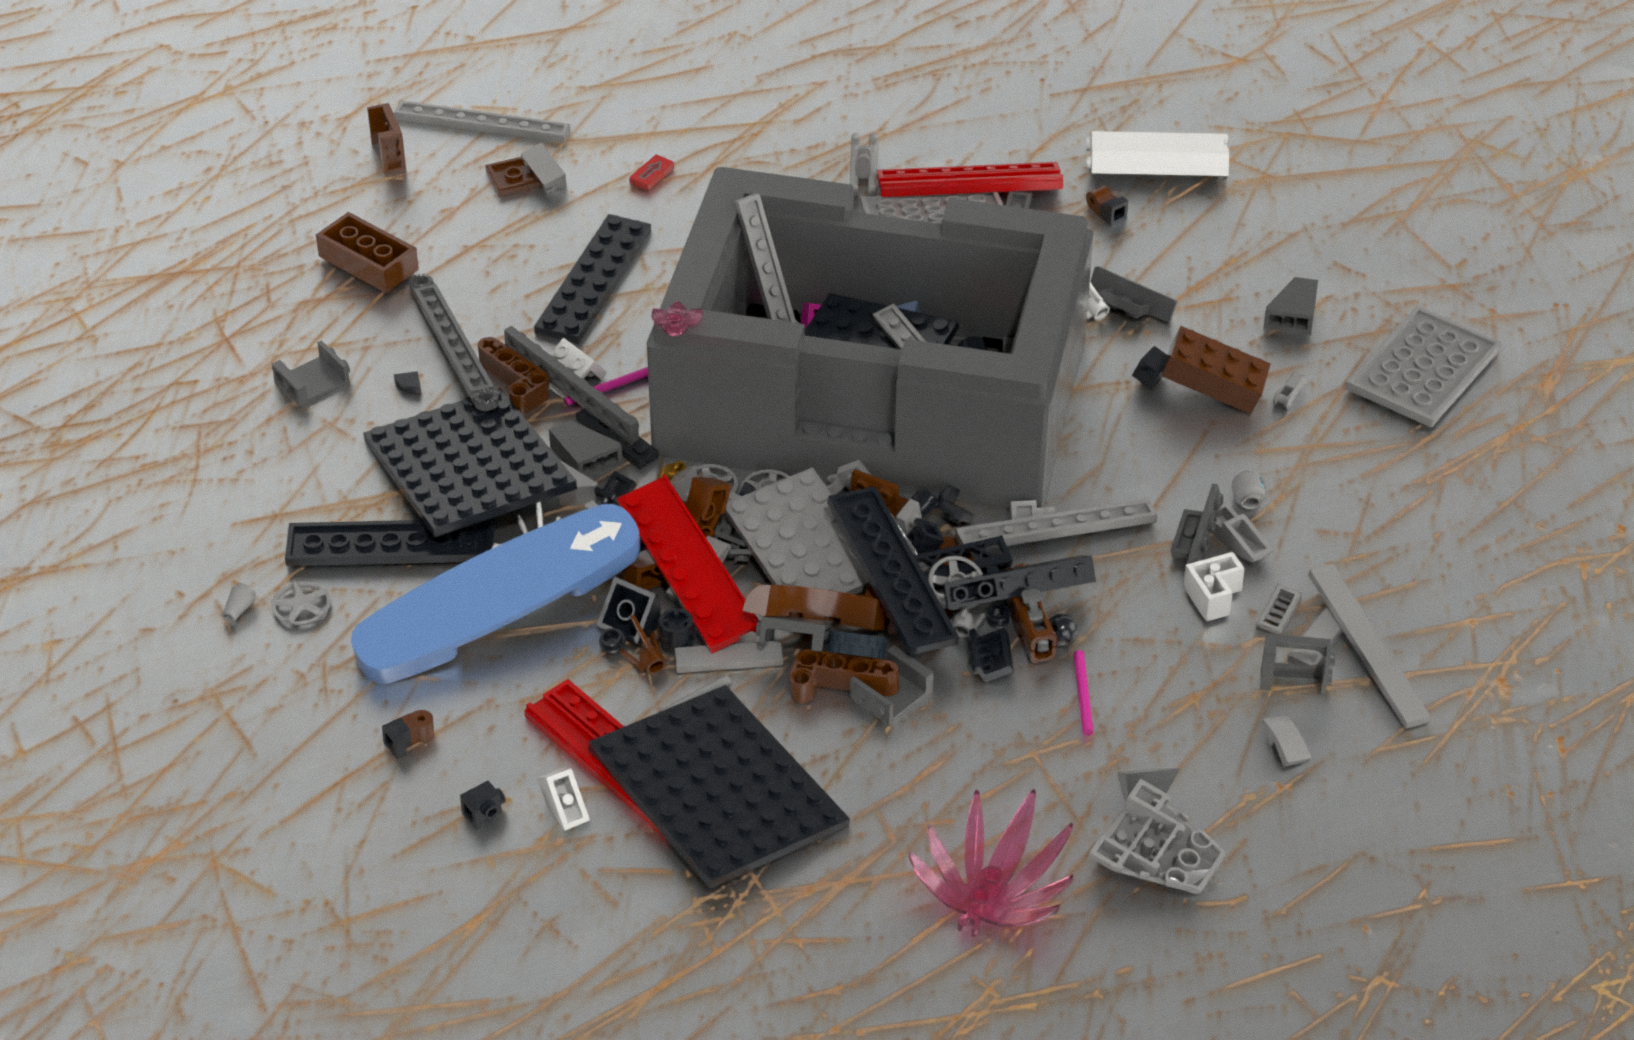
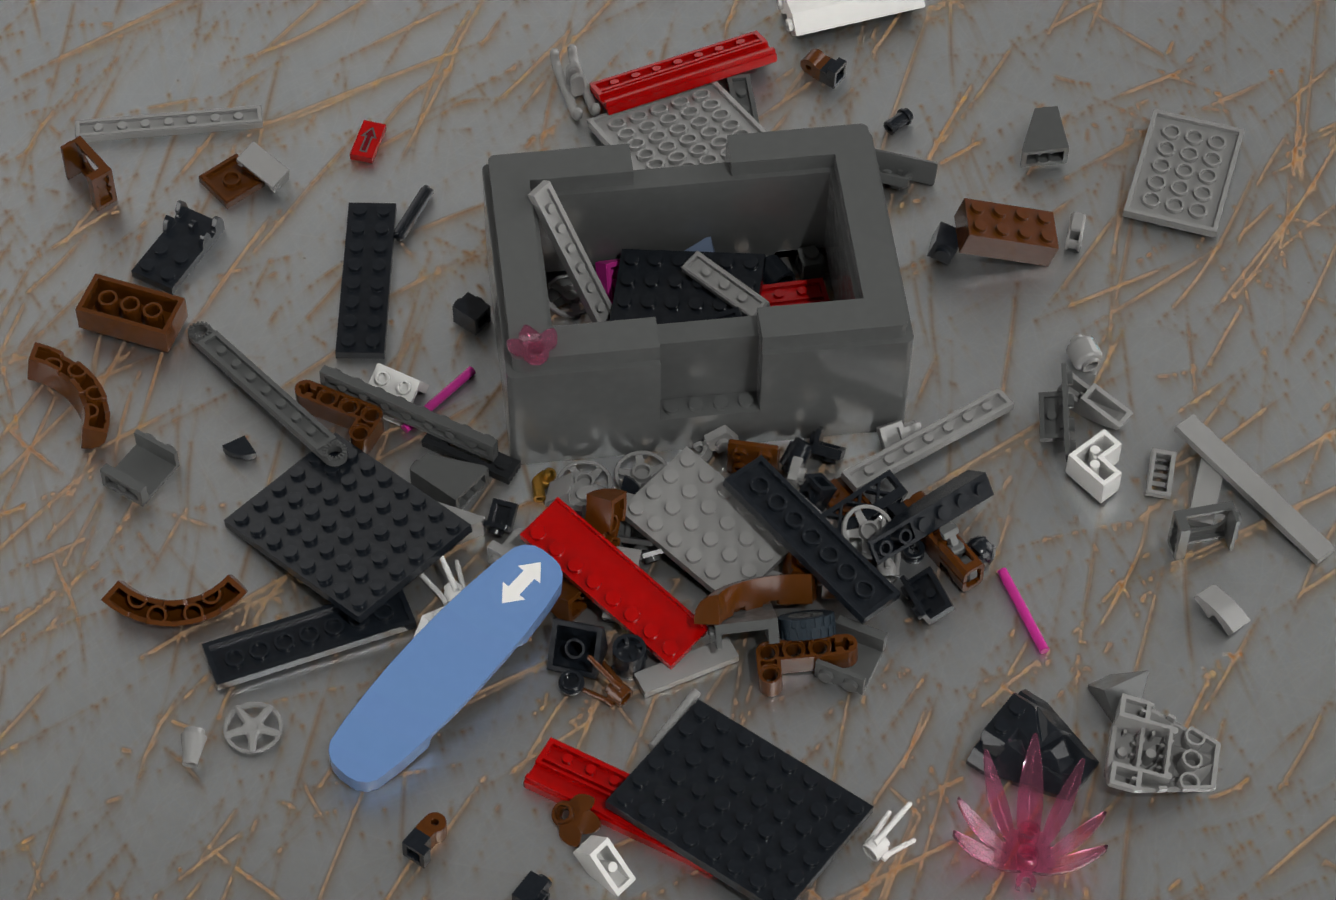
camera: 20 degrees left, 10 degrees up
(282, 492) = (174, 612): none -> reddish brown brick
(289, 295) = (78, 386): none -> reddish brown brick
(440, 215) = (178, 248): none -> black hinge
(556, 751) = (579, 821): none -> reddish brown plate
(662, 235) = (413, 213): none -> black axle
(837, 851) = (877, 844): none -> white plant
(1054, 805) = (1009, 737): none -> black wedge
(1159, 262) = (902, 118): none -> black pin

